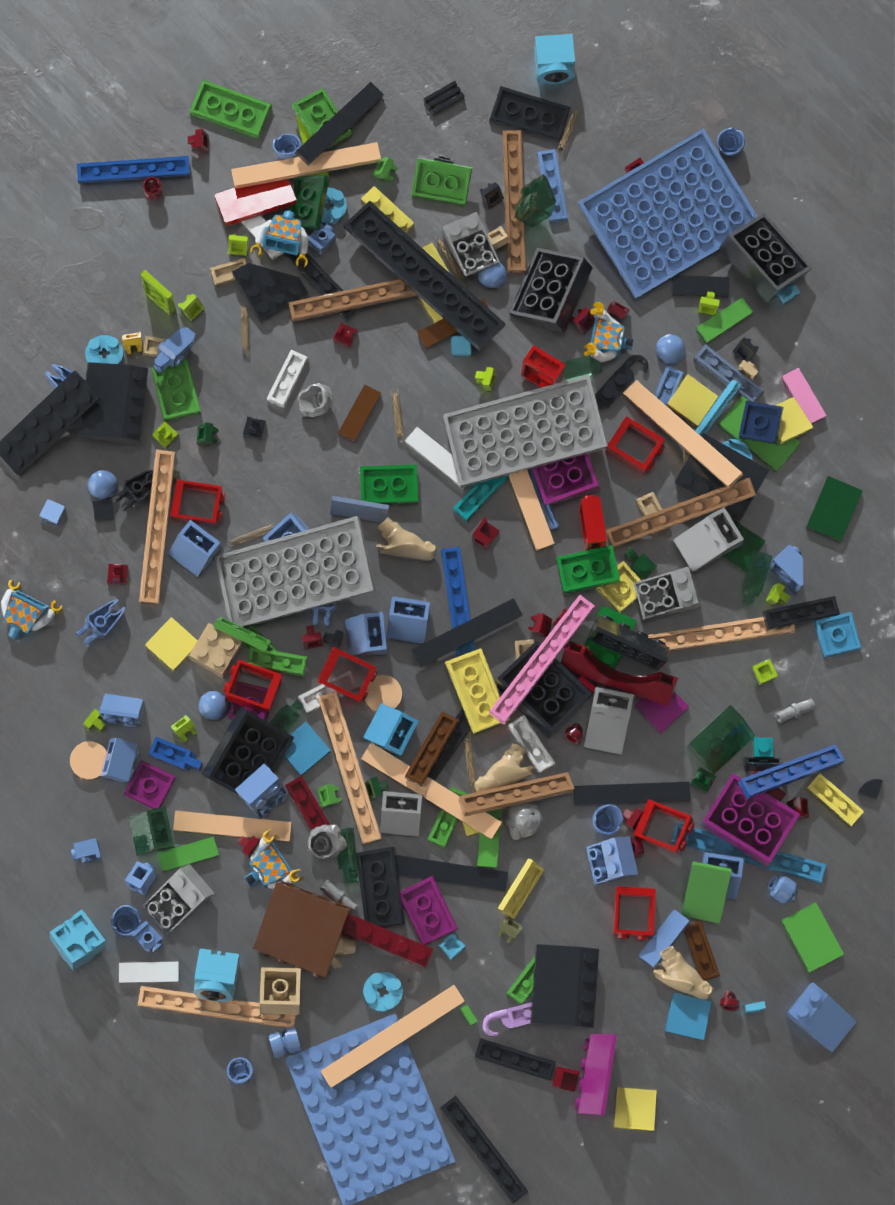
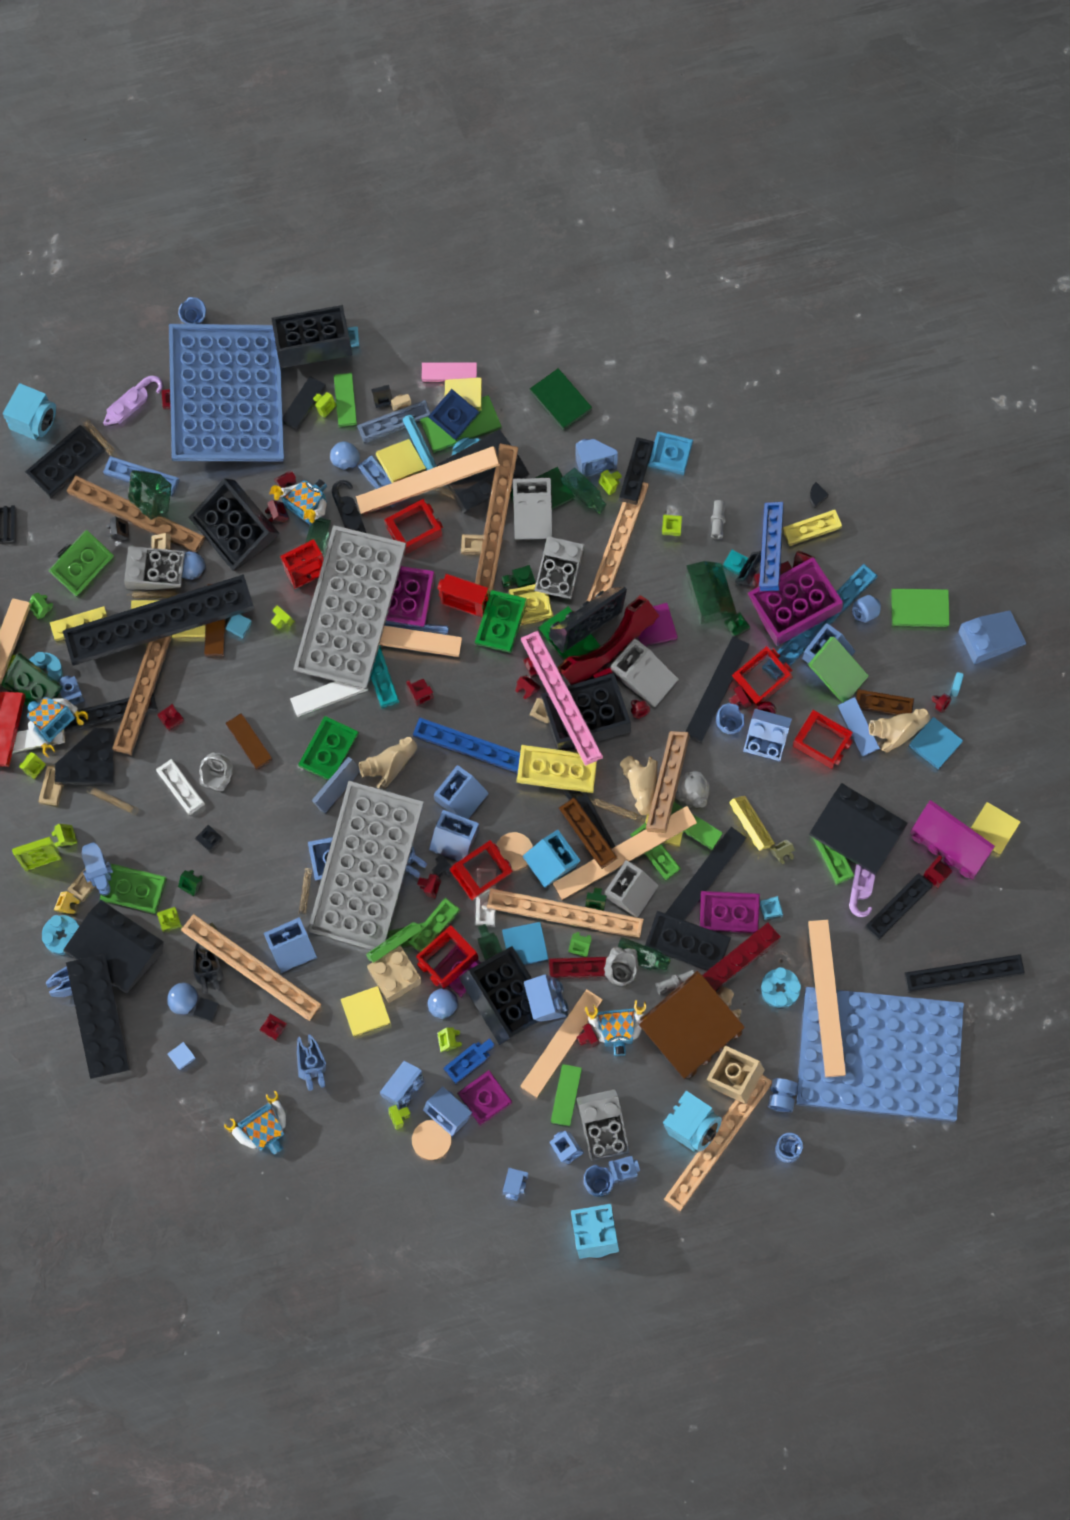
camera: 55 degrees left, 5 degrees down
(148, 972) = (655, 1185): white tile -> none
(151, 831) = (528, 1115): clear green slope -> none
(181, 486) = (255, 899): red window -> none
(398, 417) = (265, 706): tan piece -> none
(466, 632) = (500, 750): black tile -> none
(467, 1013) = (840, 924): bright green tile -> none
(532, 744) = (621, 749): white tile -> none
(617, 137) = (130, 401): none -> lavender plate

